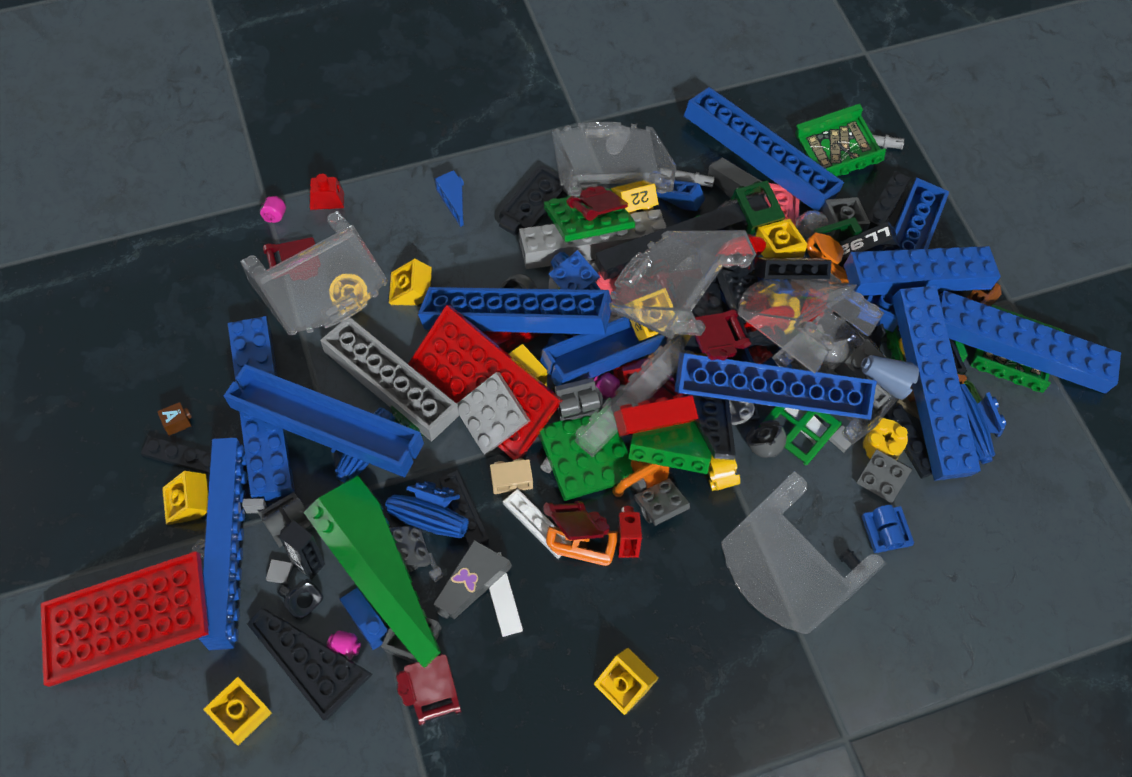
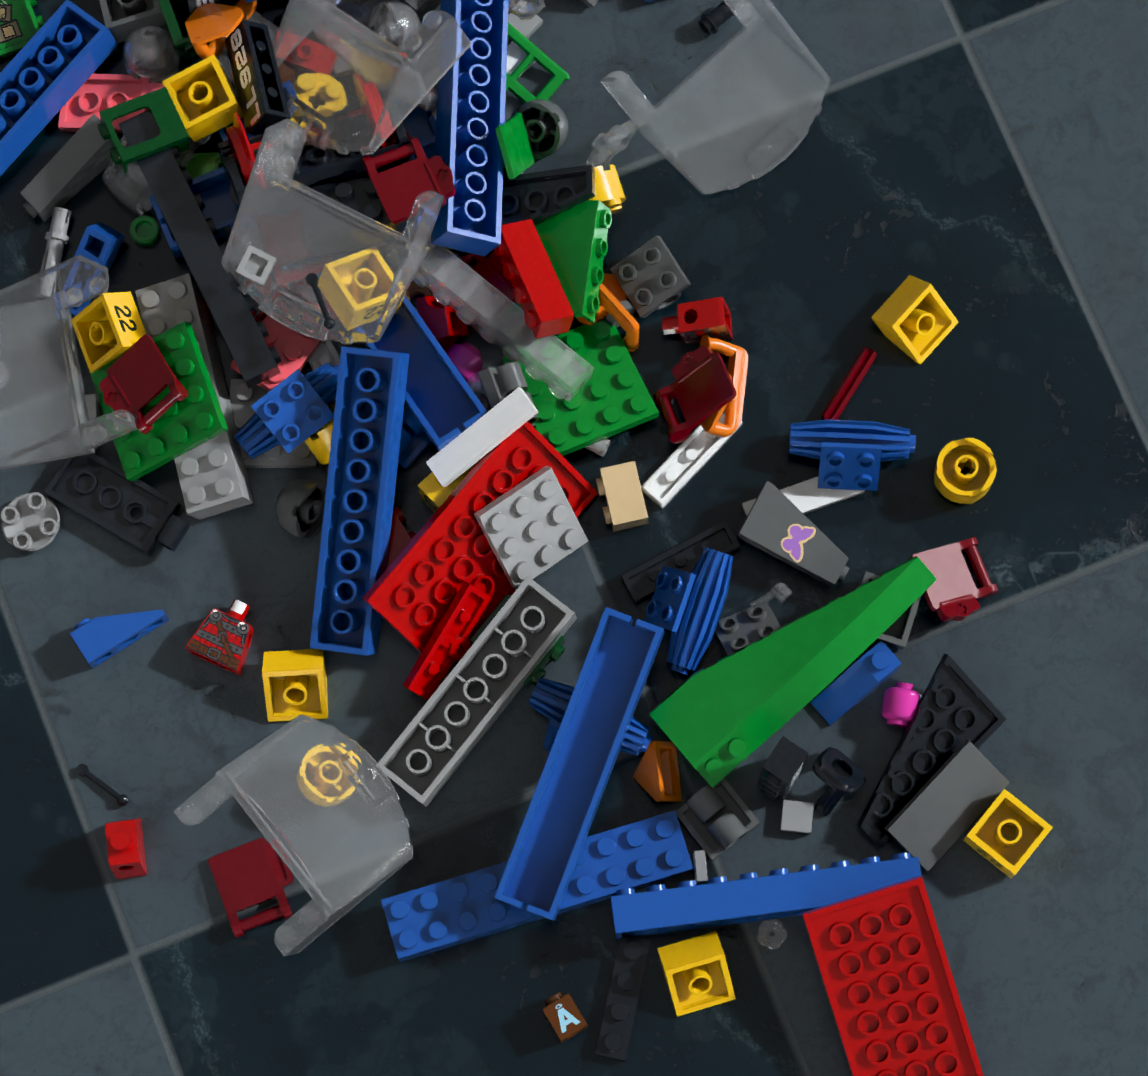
camera: 85 degrees left, 15 degrees up
(266, 670) = (947, 805): none -> dark grey tile
(273, 209) = (160, 931): dark pink head -> none
(318, 486) = (660, 772): none -> orange slope
(376, 181) = (83, 771): none -> black hinge
(423, 361) = (447, 641): none -> red hinge
(442, 249) = (224, 638): none -> torso
(510, 717) = (956, 456): none -> yellow brick
(524, 160) = (30, 521): none -> light grey dish
(530, 620) = (850, 450): none -> blue plate
(548, 375) = (482, 437): none -> white tile
(580, 631) = (849, 384): none -> dark red axle
(653, 276) = (312, 280): none -> black hinge
(662, 243) = (256, 265): none -> light grey tile
(750, 413) = (515, 145): none -> green piece
(753, 477) = (610, 144): none -> clear hinge

